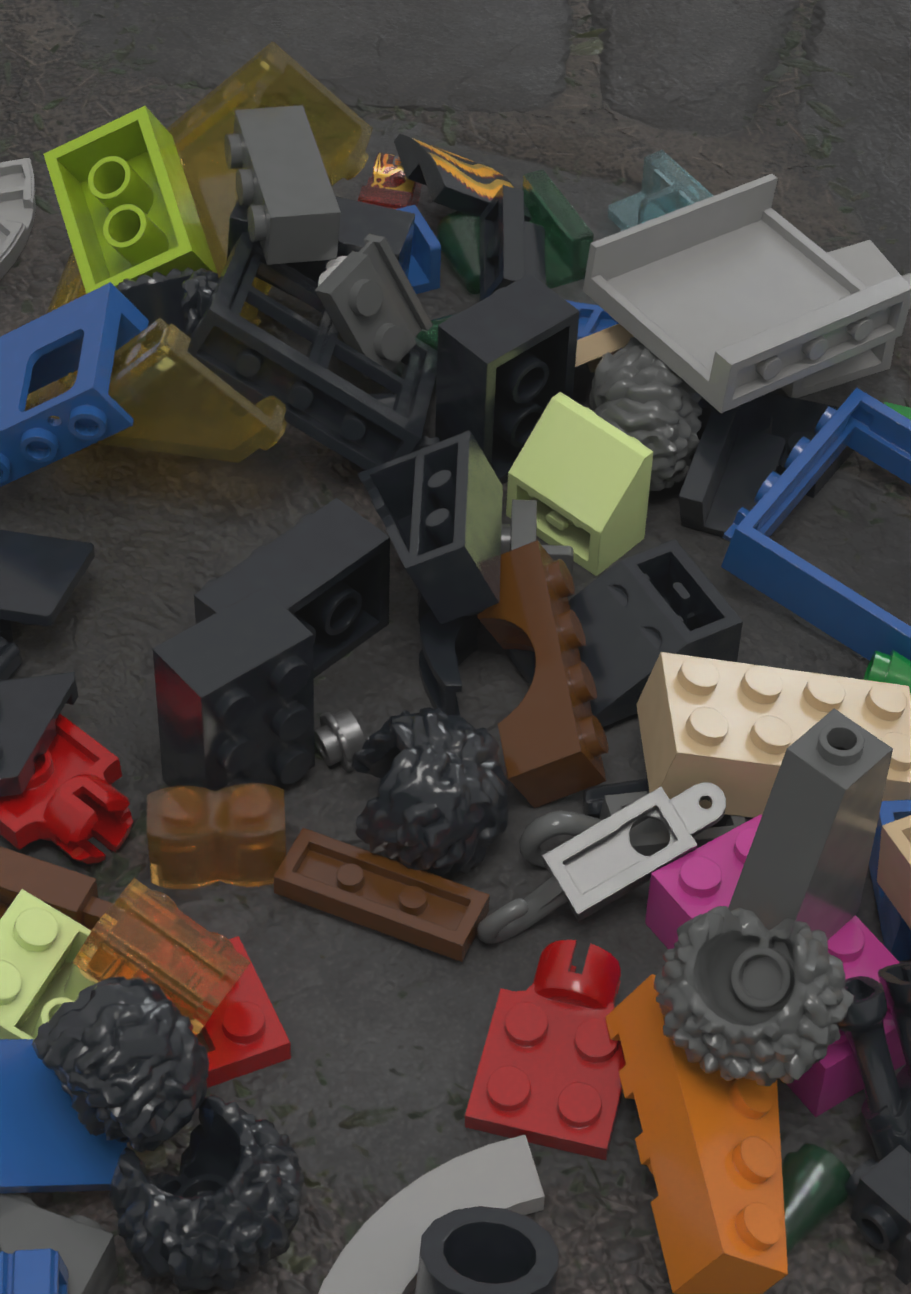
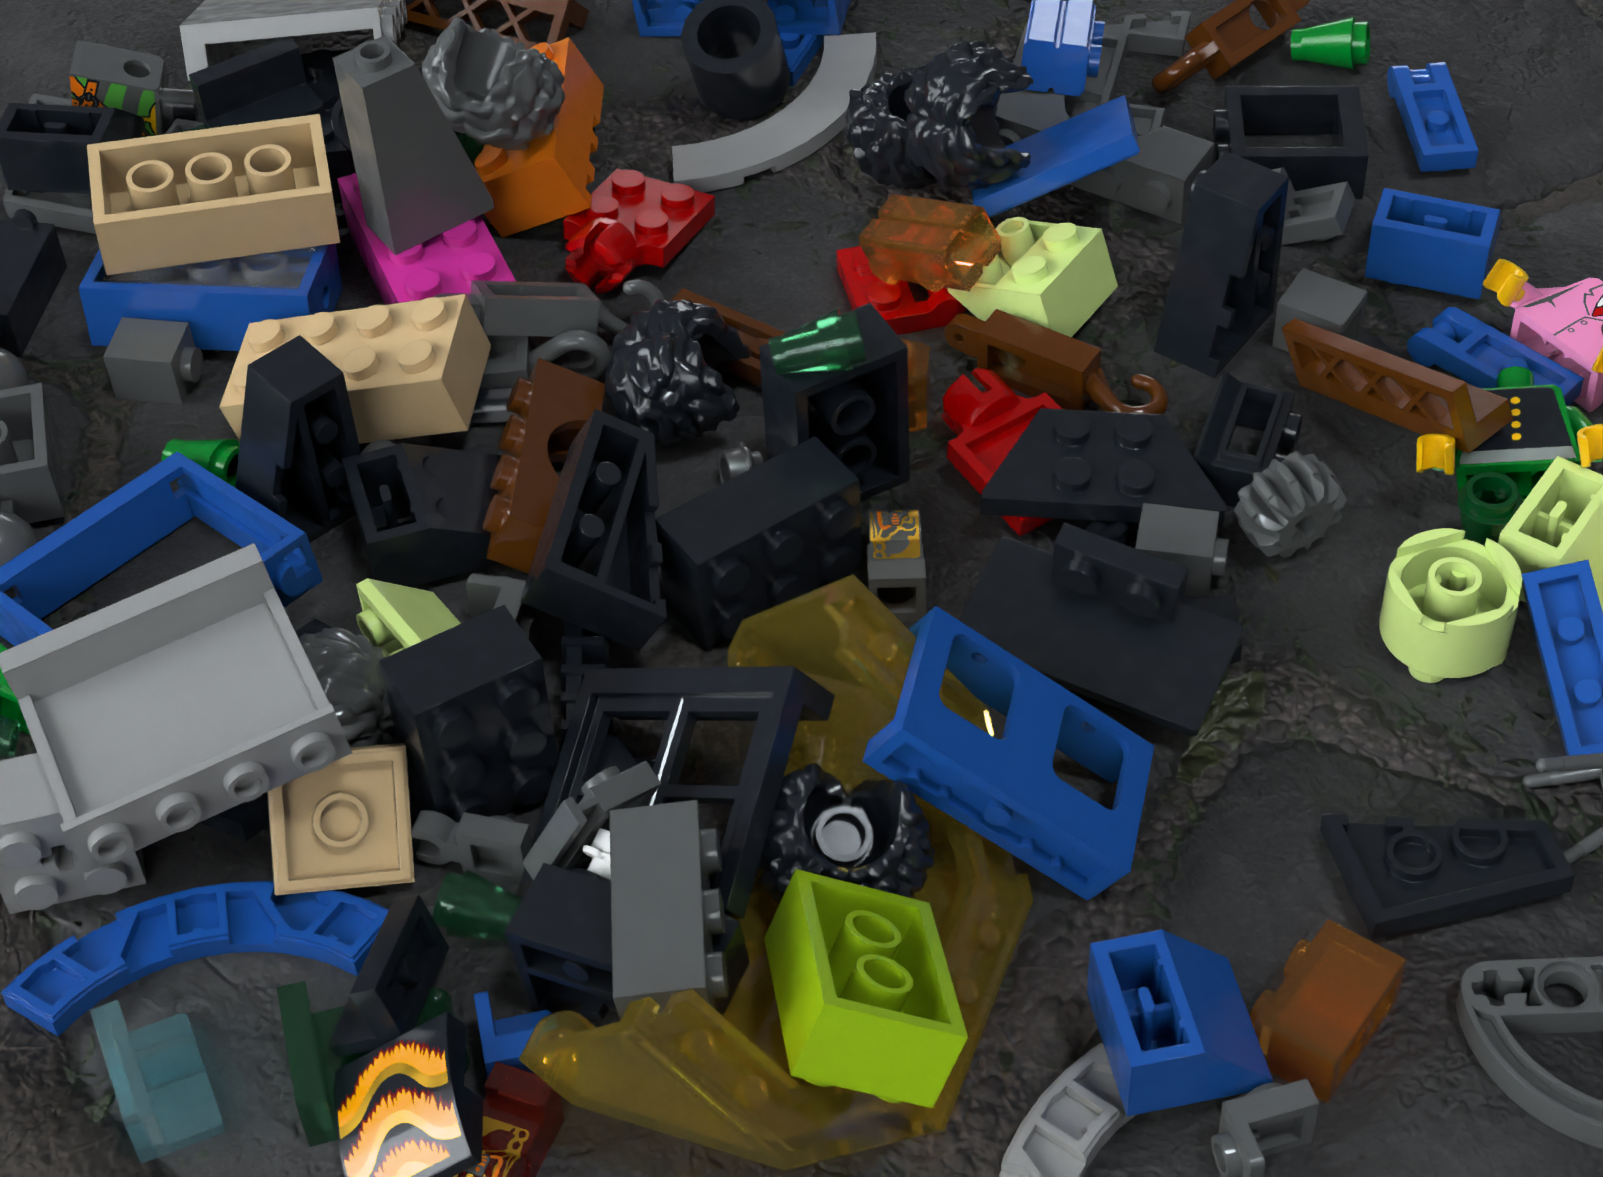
camera: 165 degrees left, 0 degrees up
(151, 619) = (897, 560): none -> dark grey leg
(238, 599) = (821, 345): none -> clear green cone
(794, 610) = (295, 438): none -> black wedge

